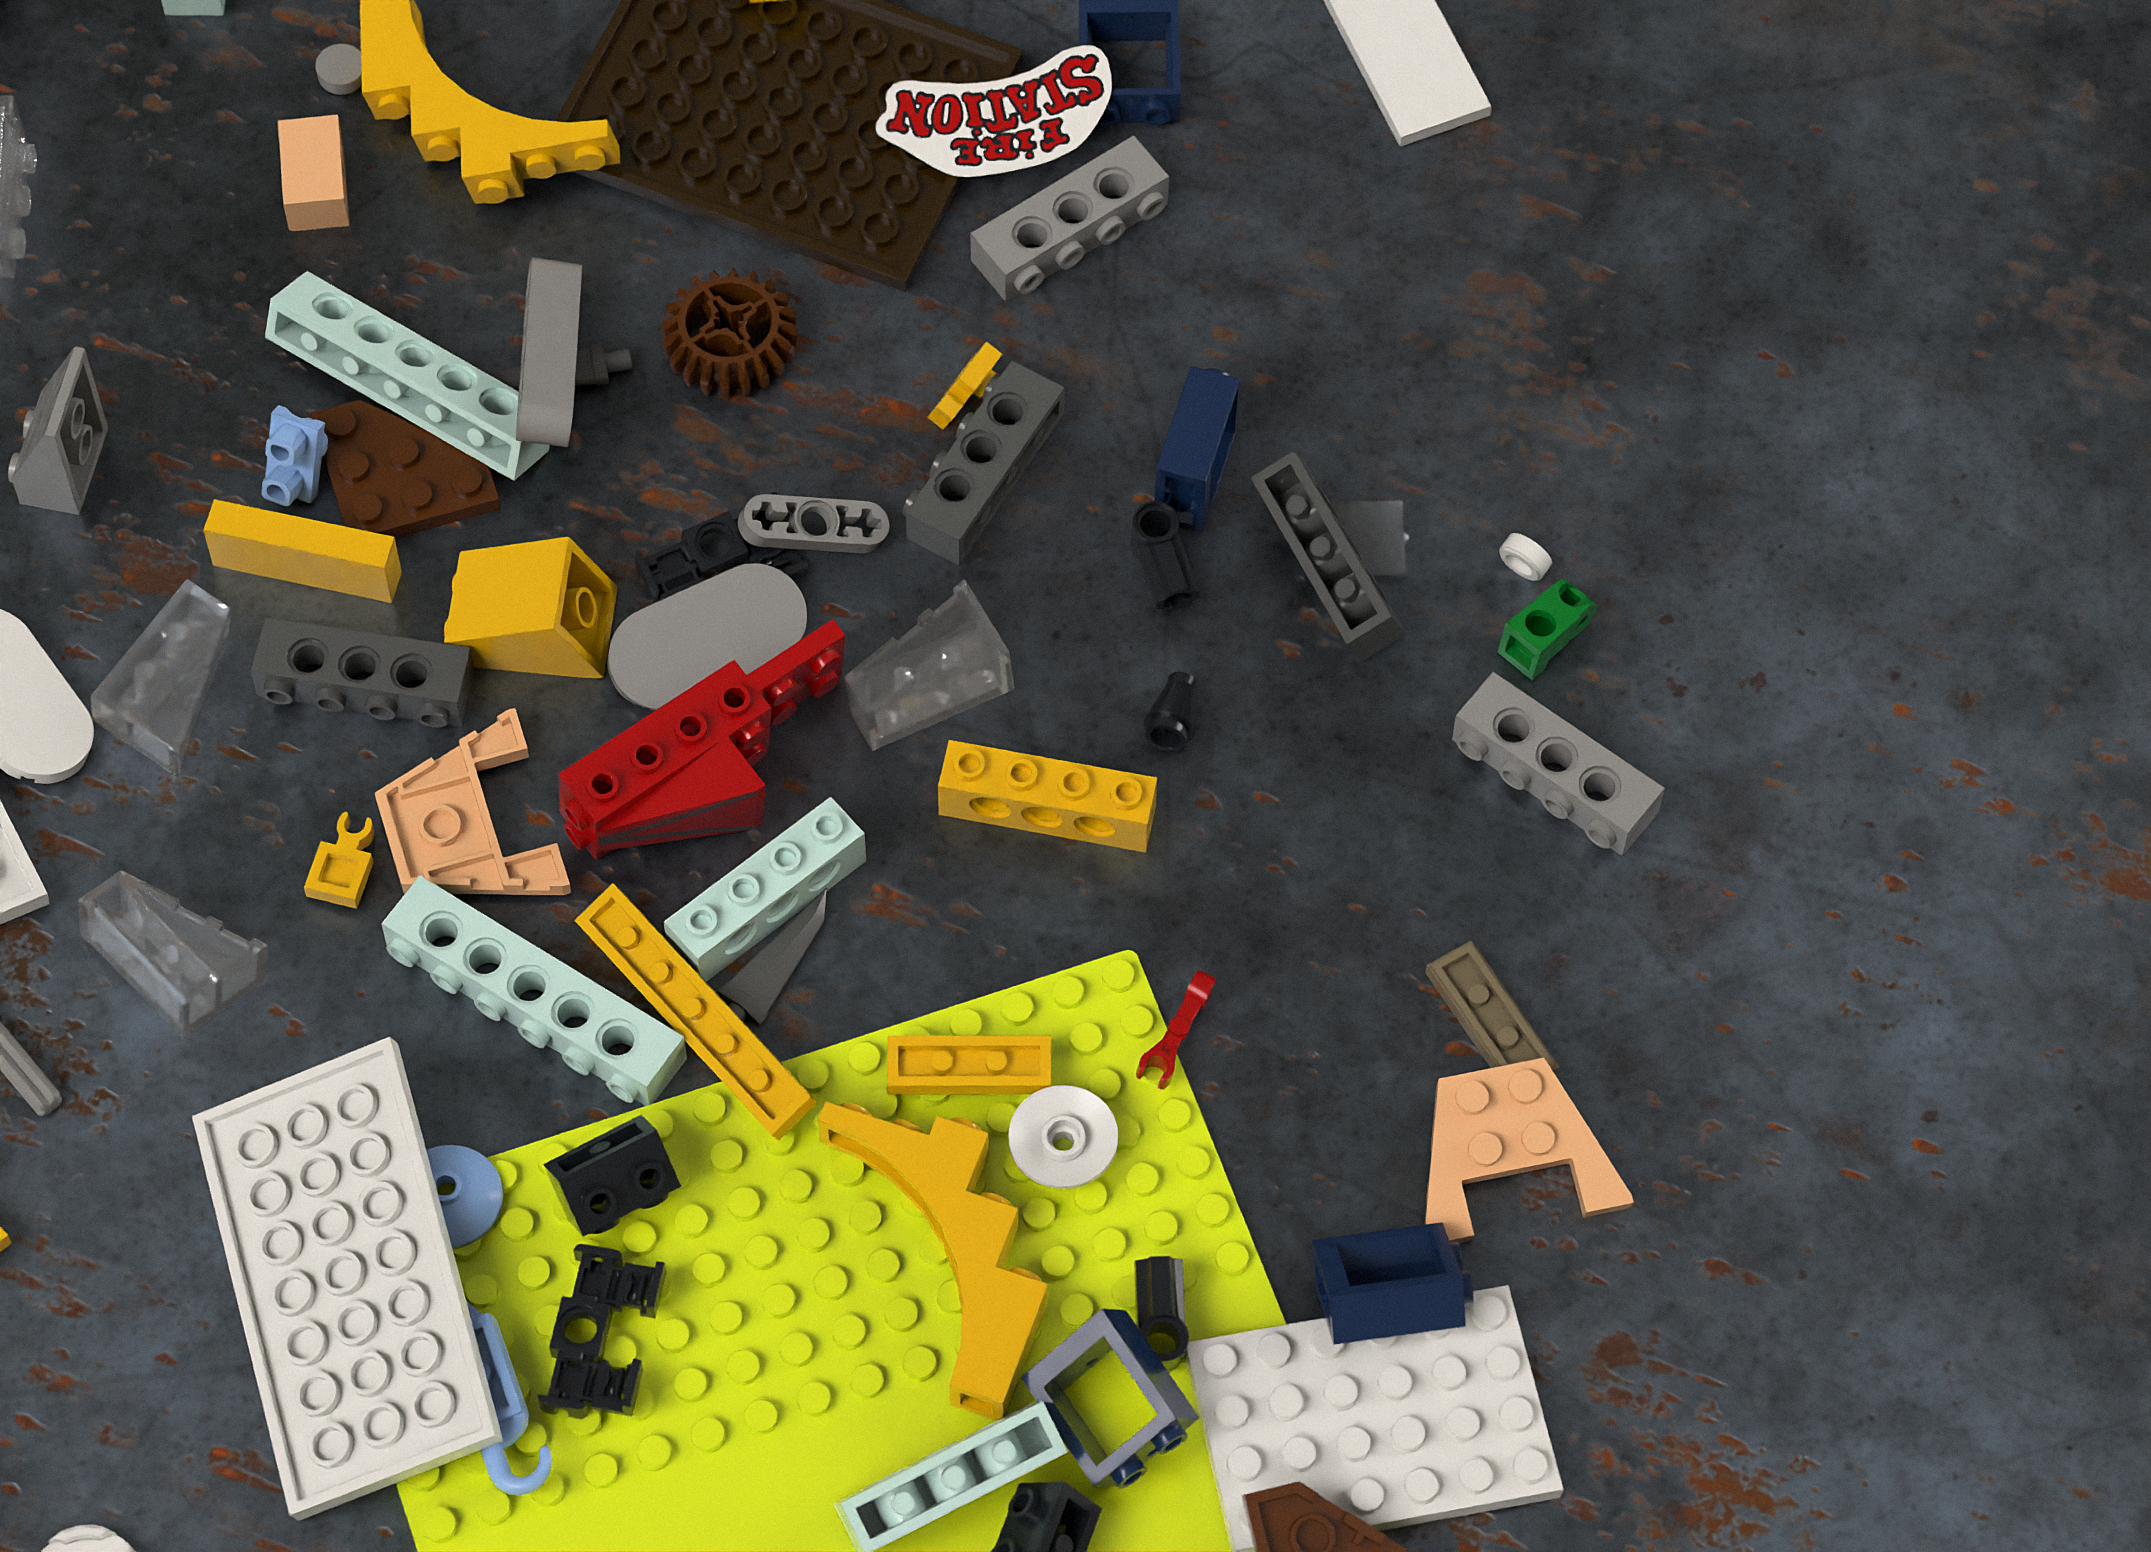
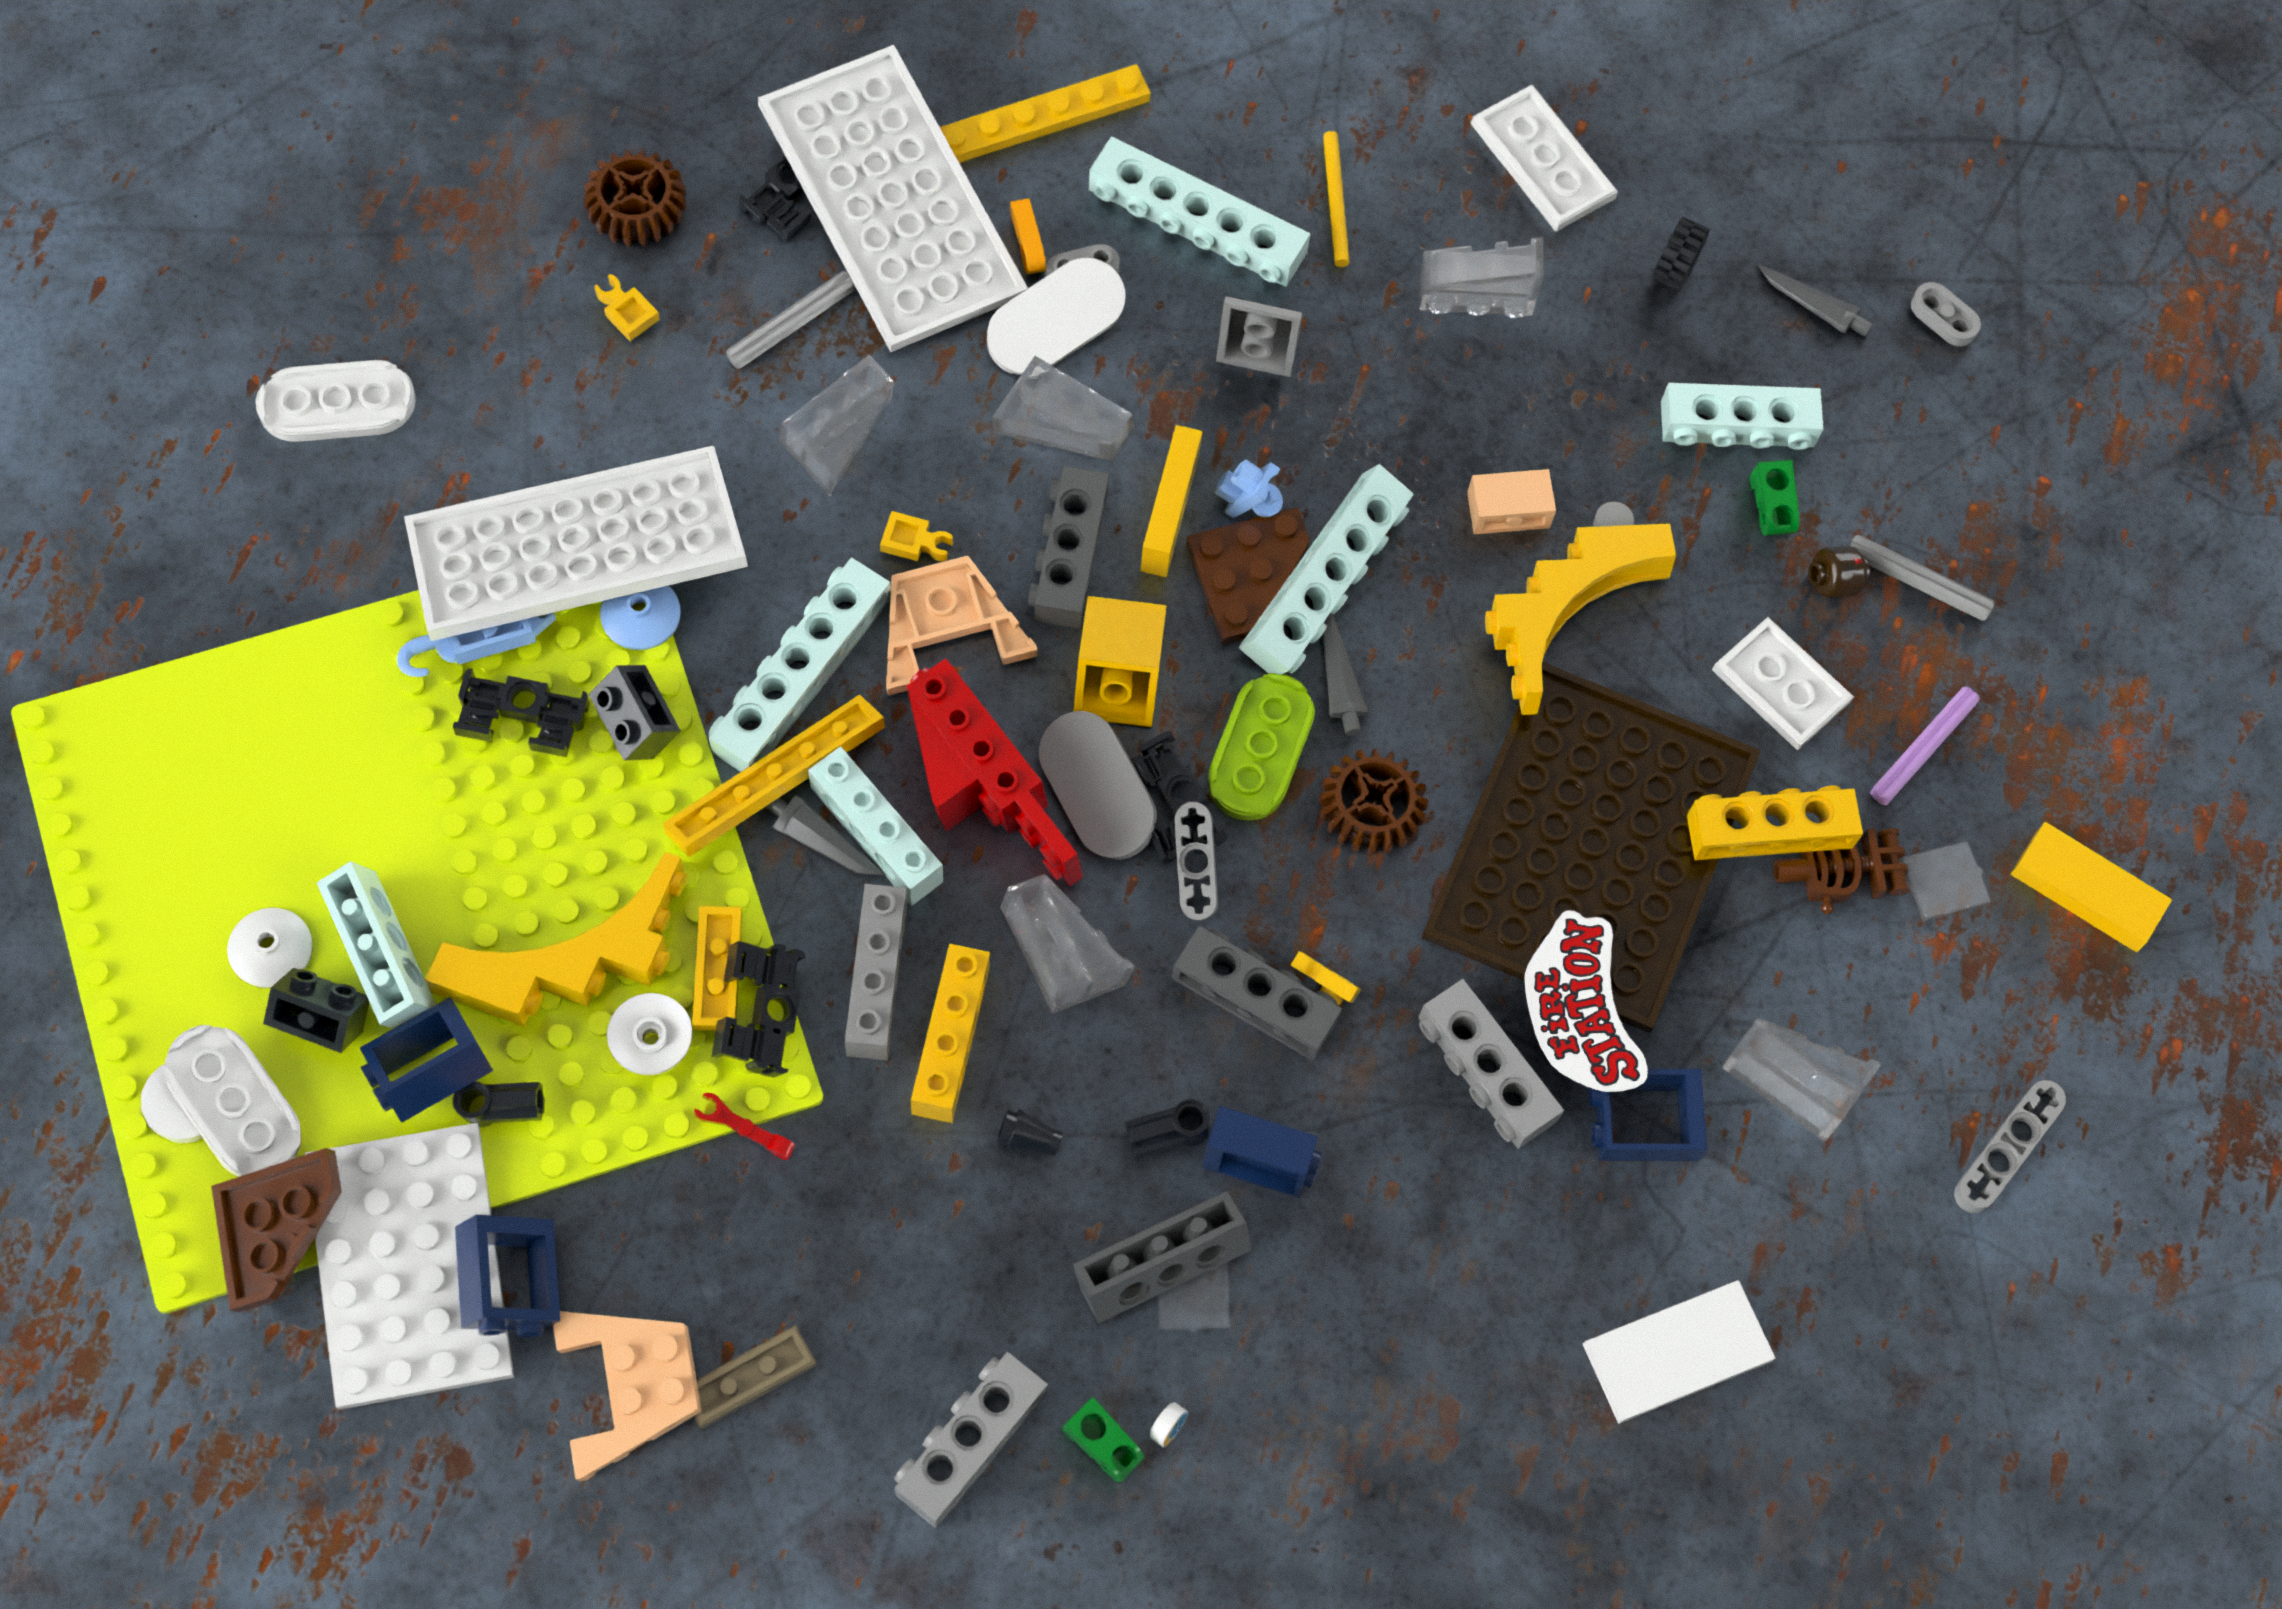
camera: 85 degrees right, 5 degrees up
(549, 352) = (1341, 662): light grey beam -> none
(650, 463) = (1261, 747): none -> lime tile
(967, 883) = (876, 972): none -> light grey brick
(1074, 1004) = (766, 1043): none -> black piece

